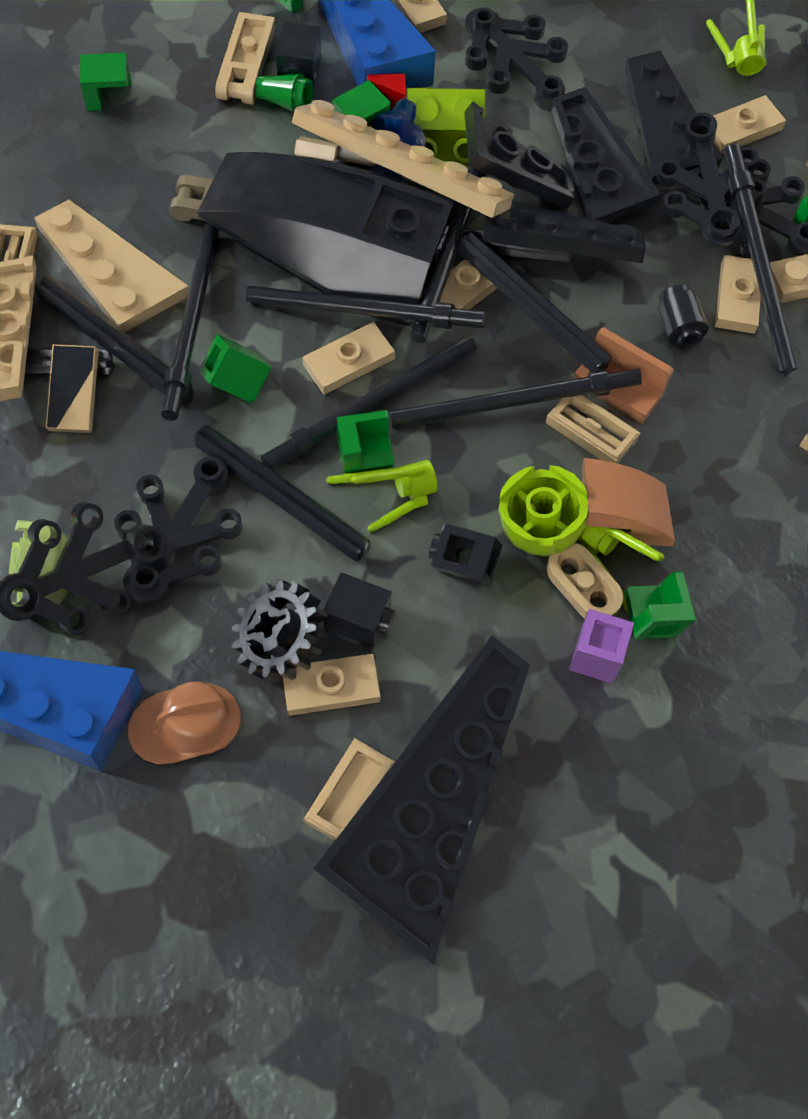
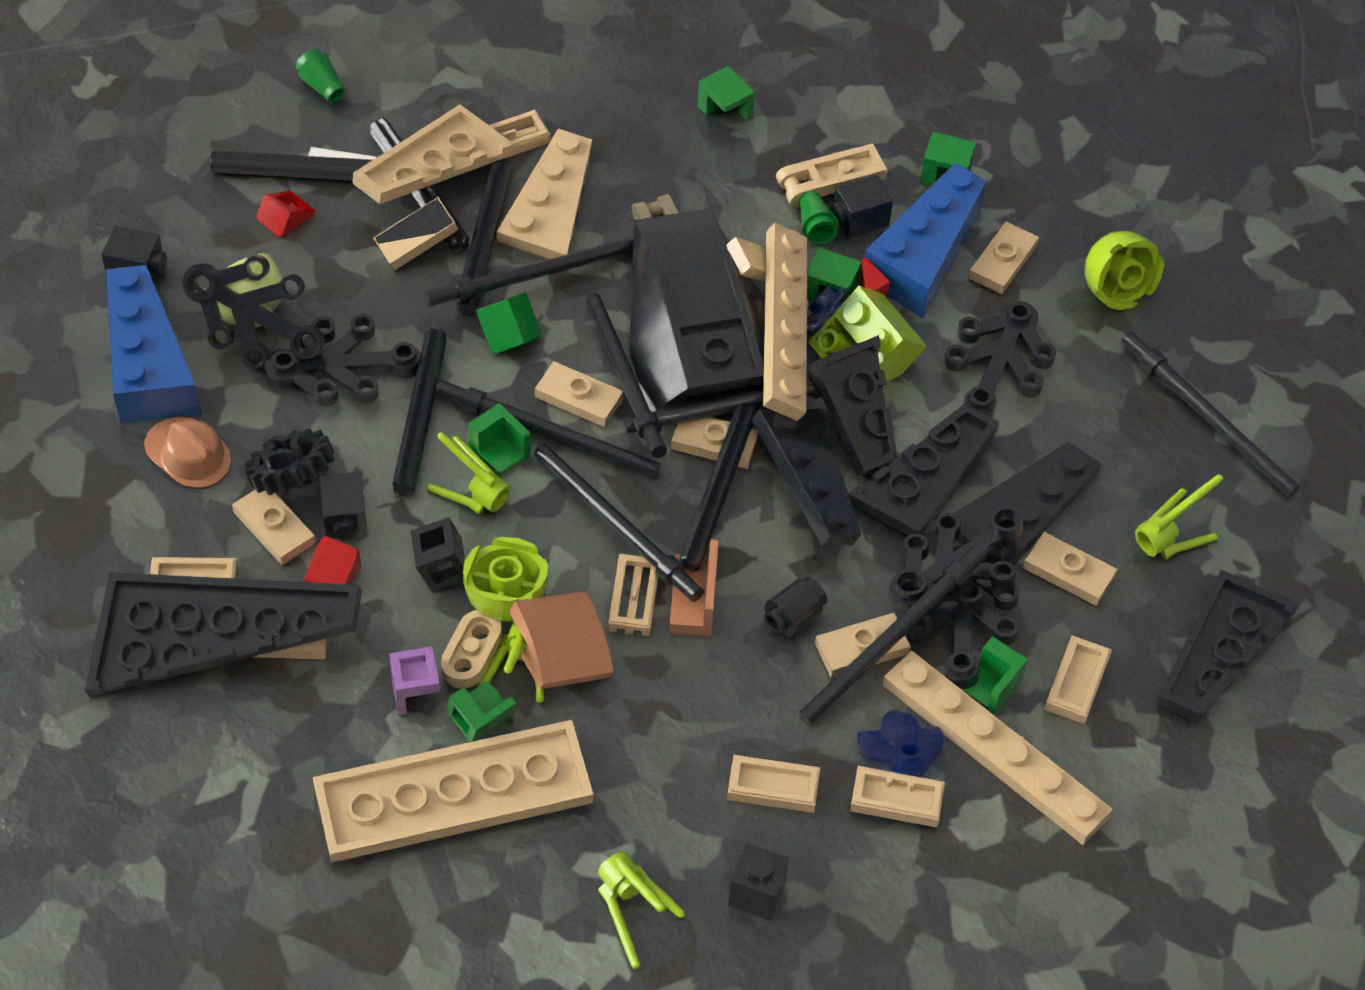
camera: 60 degrees right, 10 degrees down
(418, 656) = (333, 563): none -> red slope
(730, 681) = (452, 790): none -> tan plate

